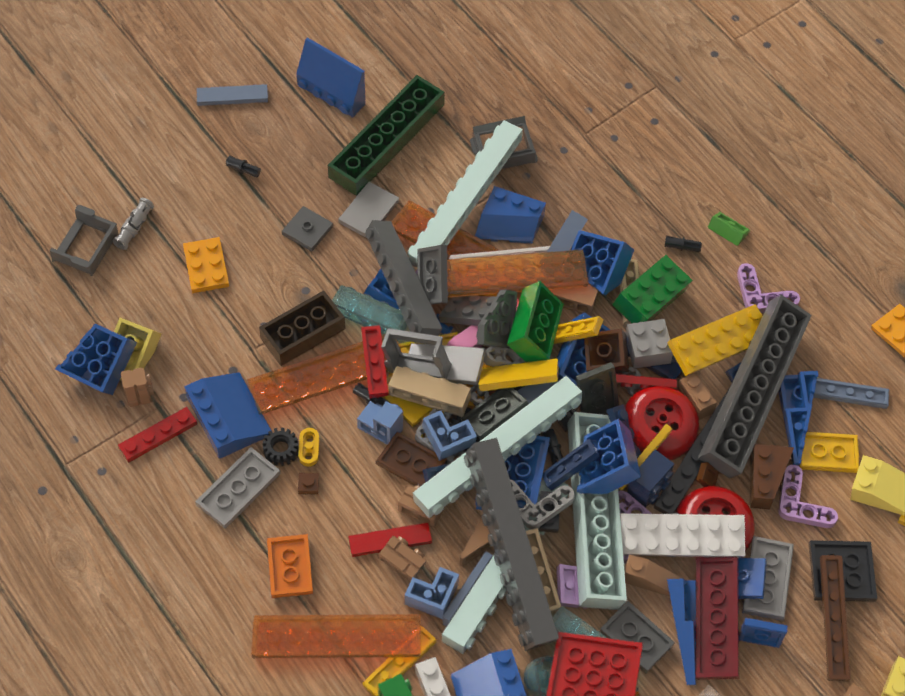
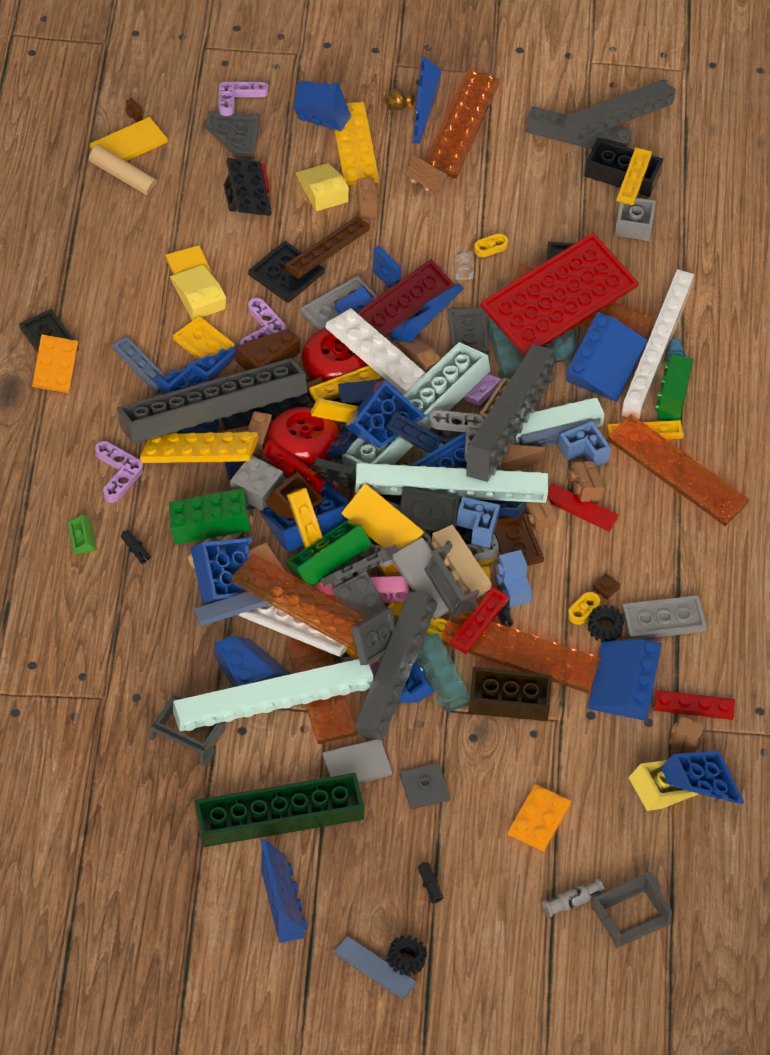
camera: 140 degrees left, 5 degrees down
(215, 99) = (404, 964): none -> black tyre
(289, 566) = (671, 538): orange plate -> none
(679, 486) = (329, 389): none -> yellow tile

